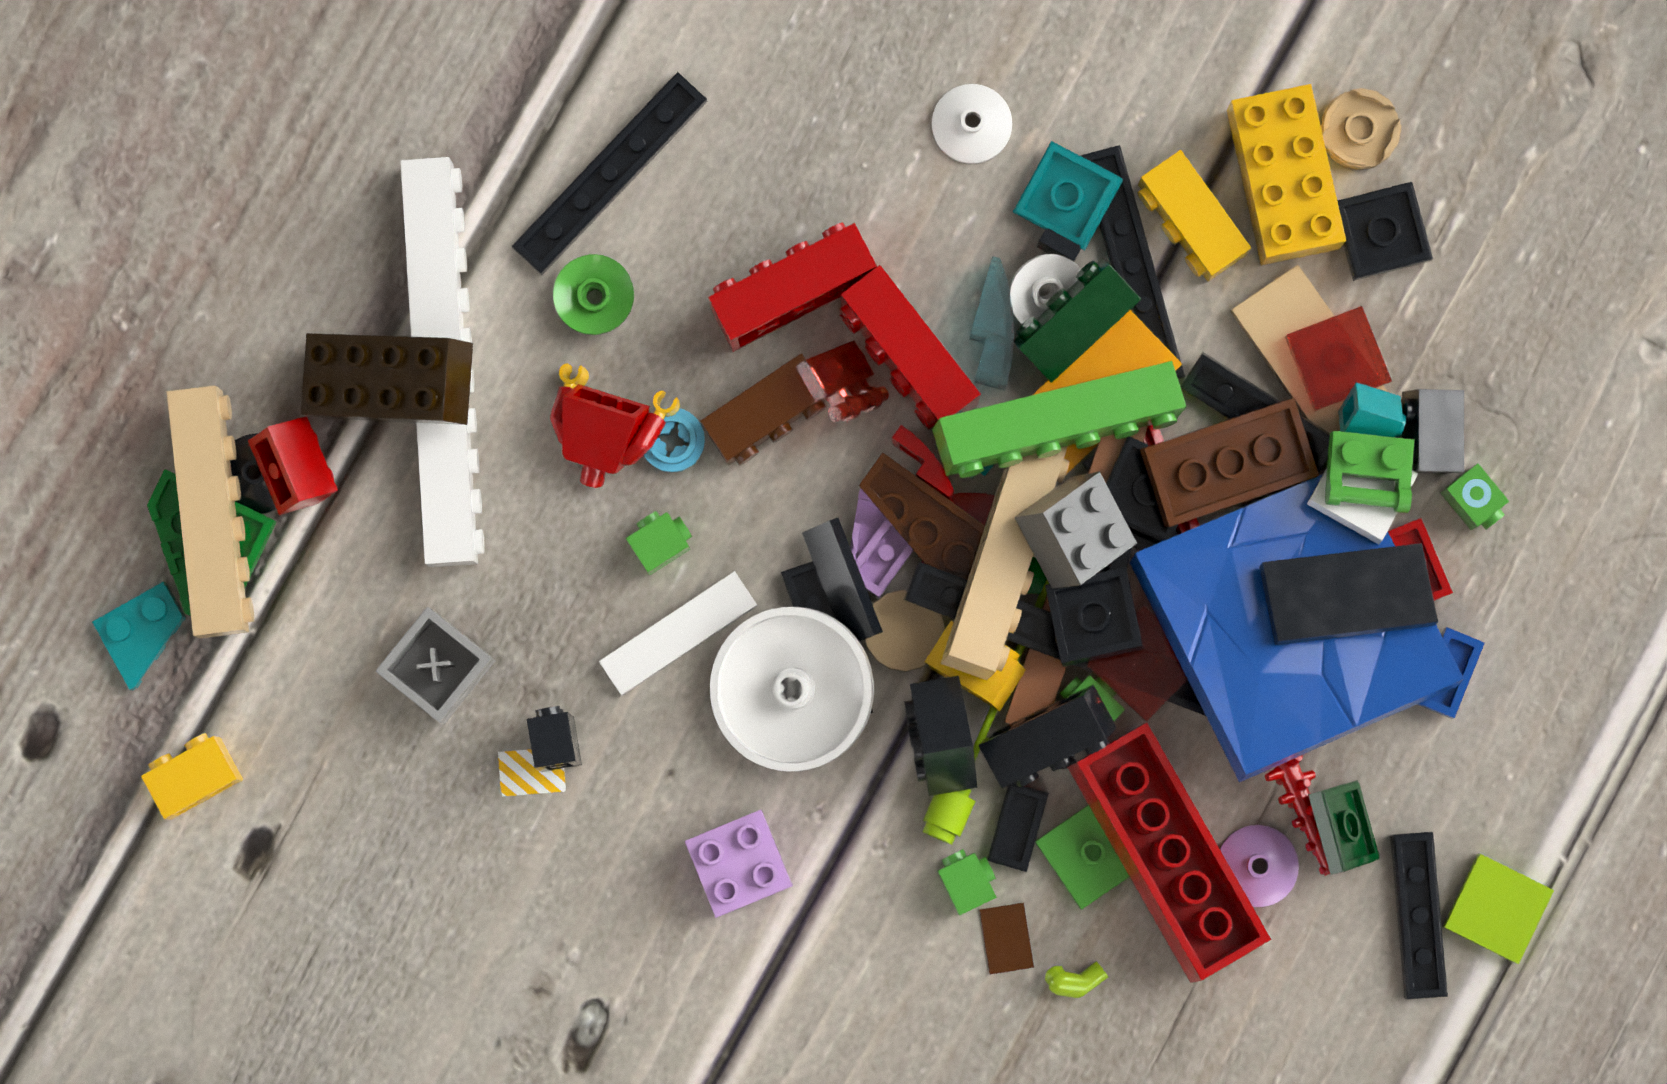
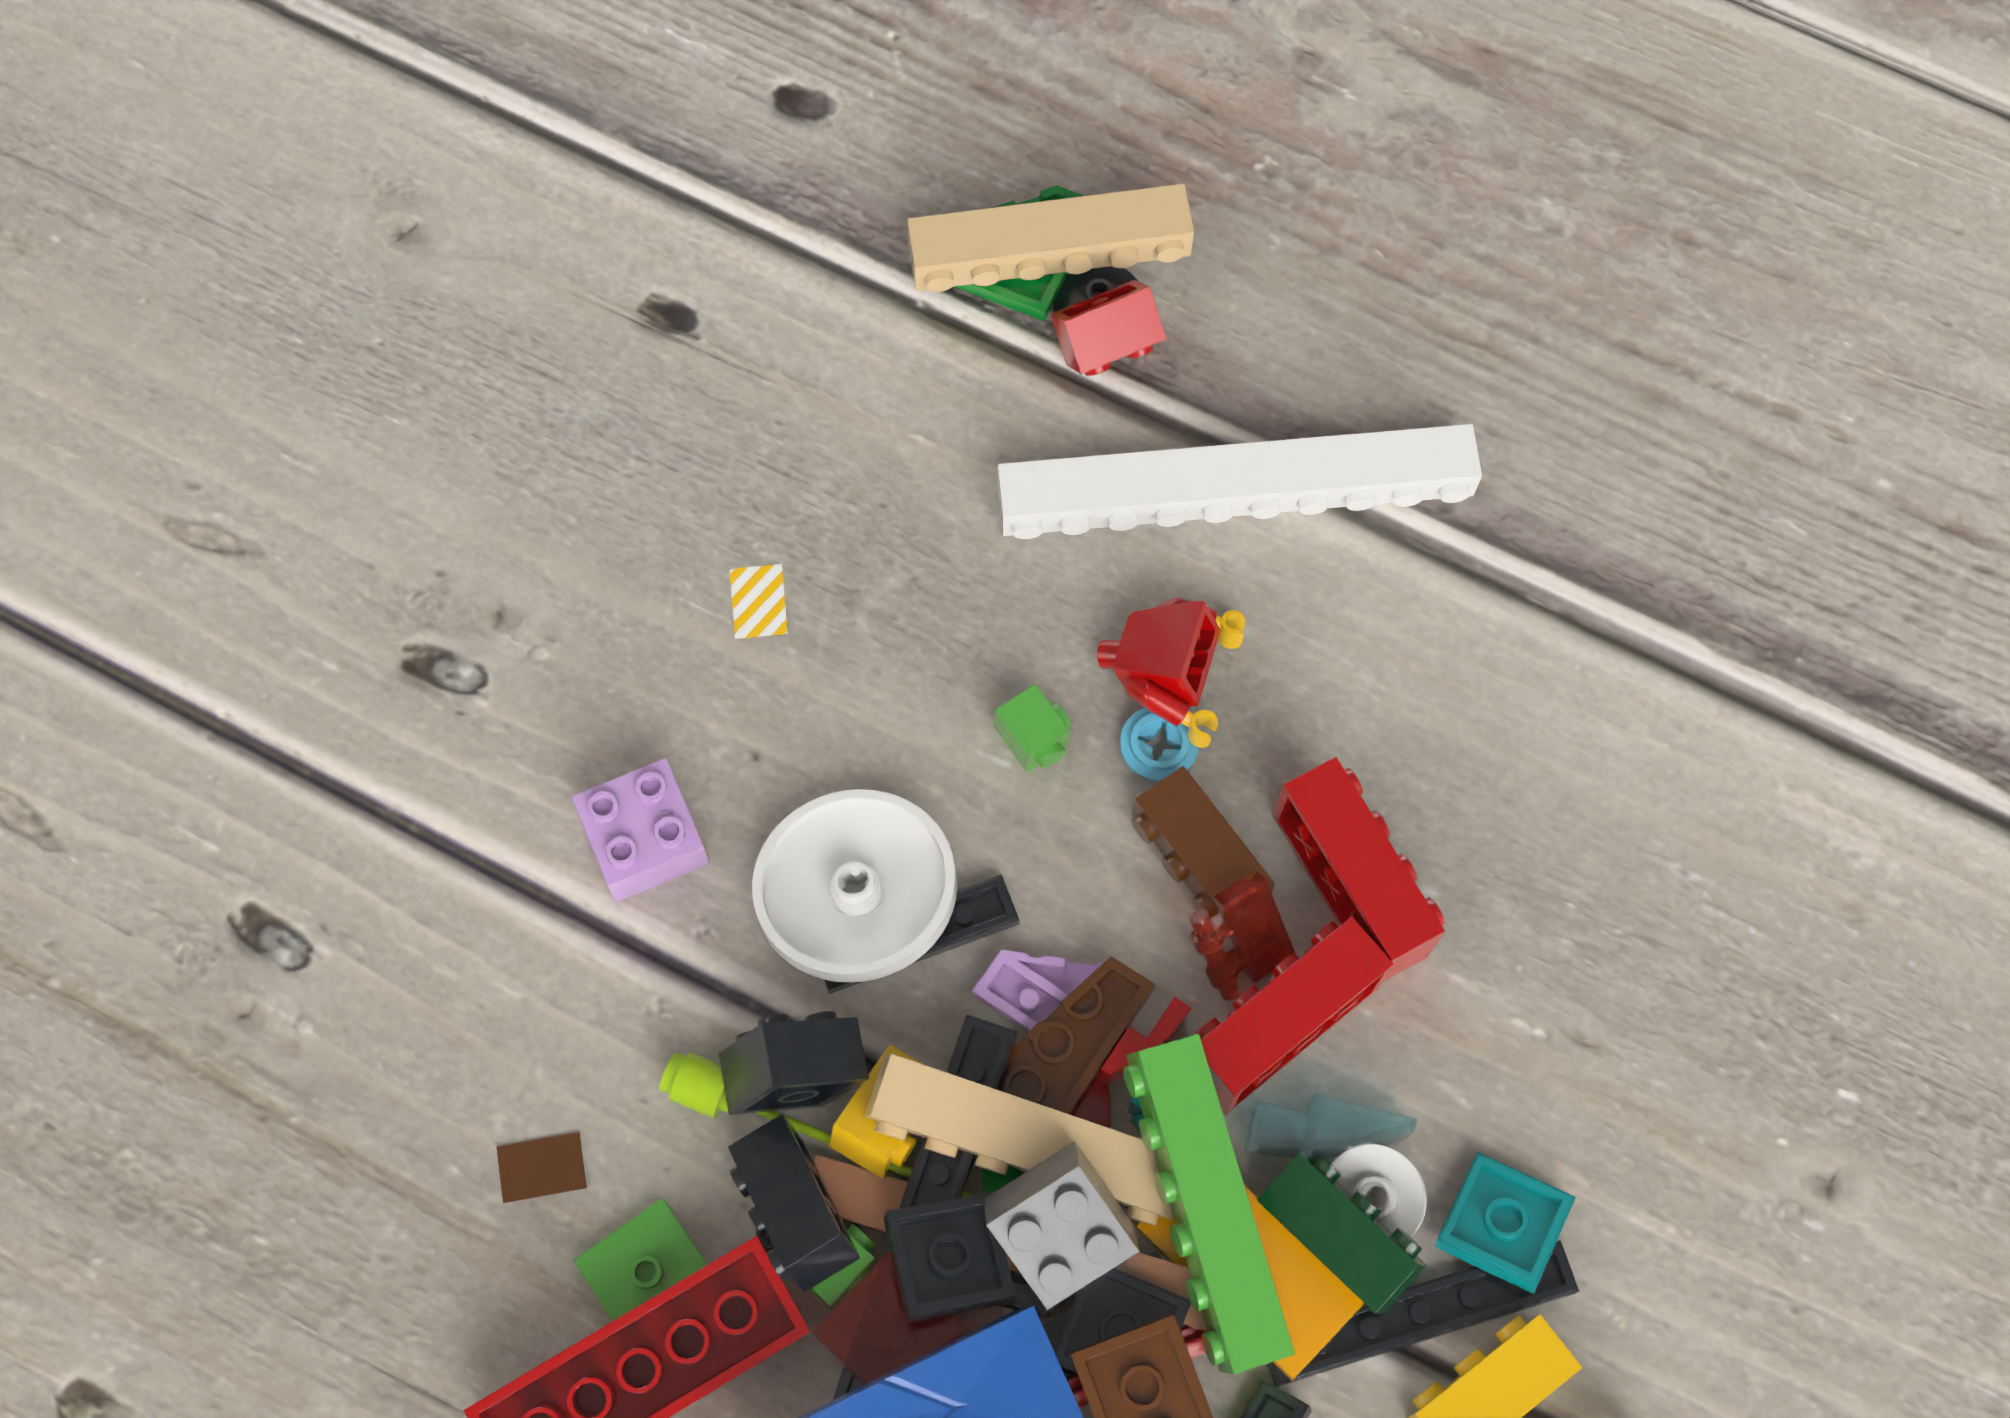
camera: 85 degrees right, 15 degrees down
(139, 631) = (912, 185): teal wing -> none
(191, 776) = (752, 240): yellow brick -> none
(387, 378) = (1213, 412): dark brown brick -> none
(435, 665) = (879, 482): light grey brick -> none
(553, 739) = (791, 609): black brick -> none
(590, 274) = (1334, 626): bright green dish -> none
(609, 173) = (1481, 666): black tile -> none
(678, 633) = (924, 758): white tile -> none
(842, 579) = (991, 943): black tile -> none
(907, 632) = (926, 1019): tan tile -> none
(967, 880) = (612, 1109): bright green brick -> none
(968, 143) = (1569, 1116): white dish -> none
(1017, 827) = (681, 1176): black tile -> none
(1057, 244) = (1437, 1210): black tile -> none
(1073, 984) = (476, 1252): lime arm -> none

